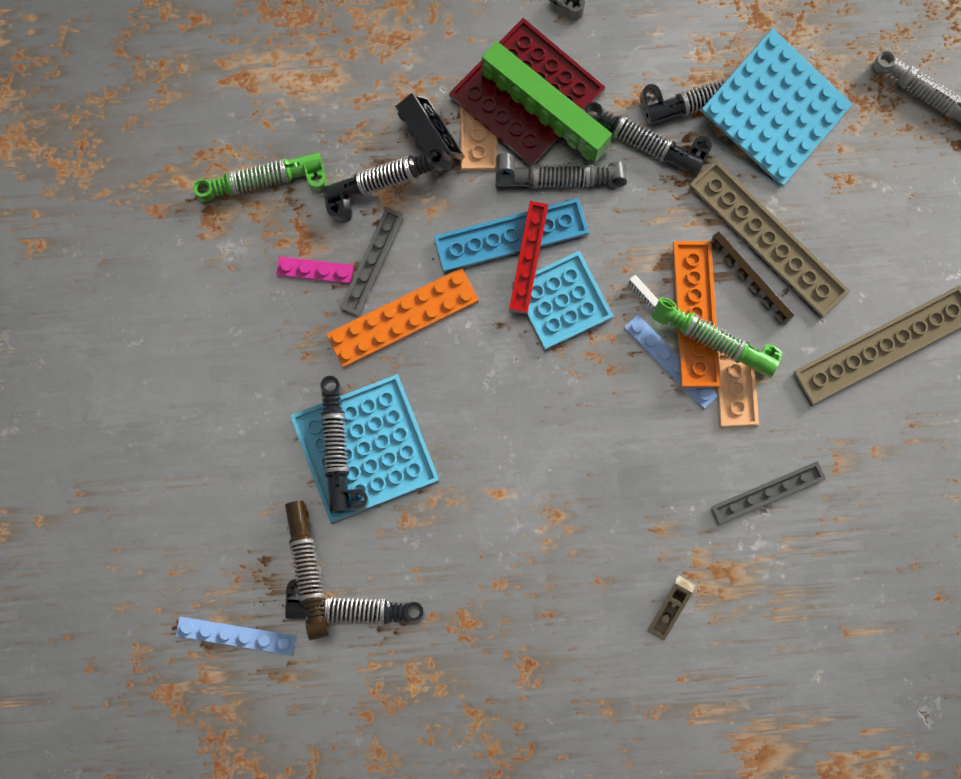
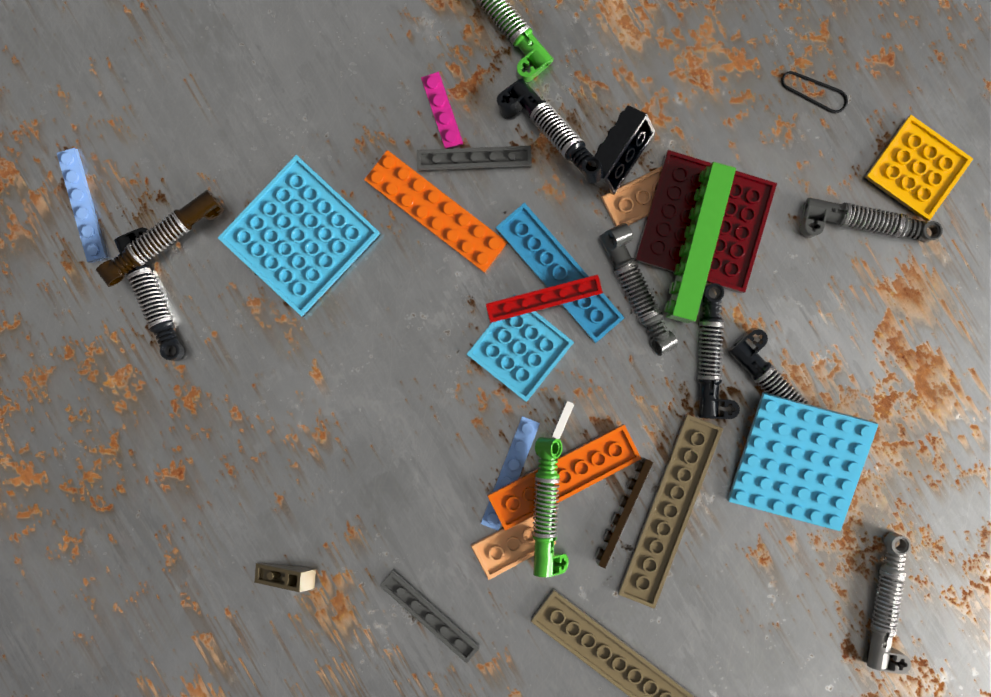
camera: 60 degrees right, 10 degrees up
(335, 453) = (283, 207): black piece -> none

